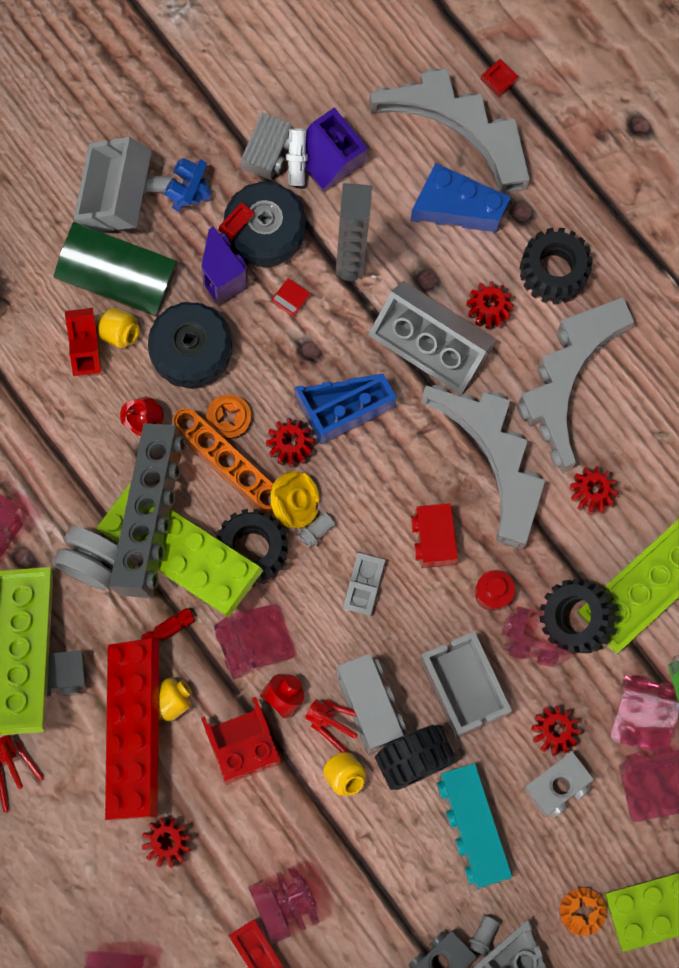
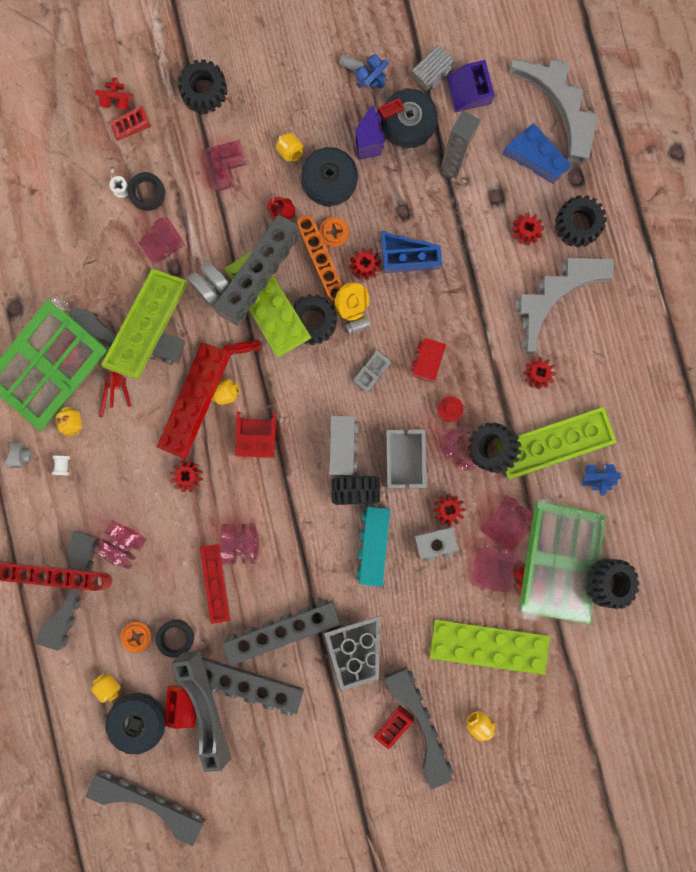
camera: 25 degrees right, 10 degrees up
(30, 383) = (220, 160): none -> clear pink brick
(83, 341) = (264, 148): red brick -> none
(112, 184) = (324, 53): light grey piece -> none
(115, 269) = (304, 109): dark green slope -> none
(253, 640) = (290, 377): clear pink bracket -> none
(284, 694) = (294, 418): red piece -> none
(290, 297) = (405, 172): red tile -> none
(297, 157) = (448, 82): white pin -> none
(321, 715) = (311, 441): red plant -> none
(344, 774) = (309, 481): yellow head -> none
(431, 337) = (482, 234): light grey slope -> none
(483, 421) = (490, 301): light grey arch -> none
(483, 936) = (350, 613): light grey pin -> none
(499, 77) = (600, 83): red tile -> none
(575, 923) = (409, 629): orange gear -> none

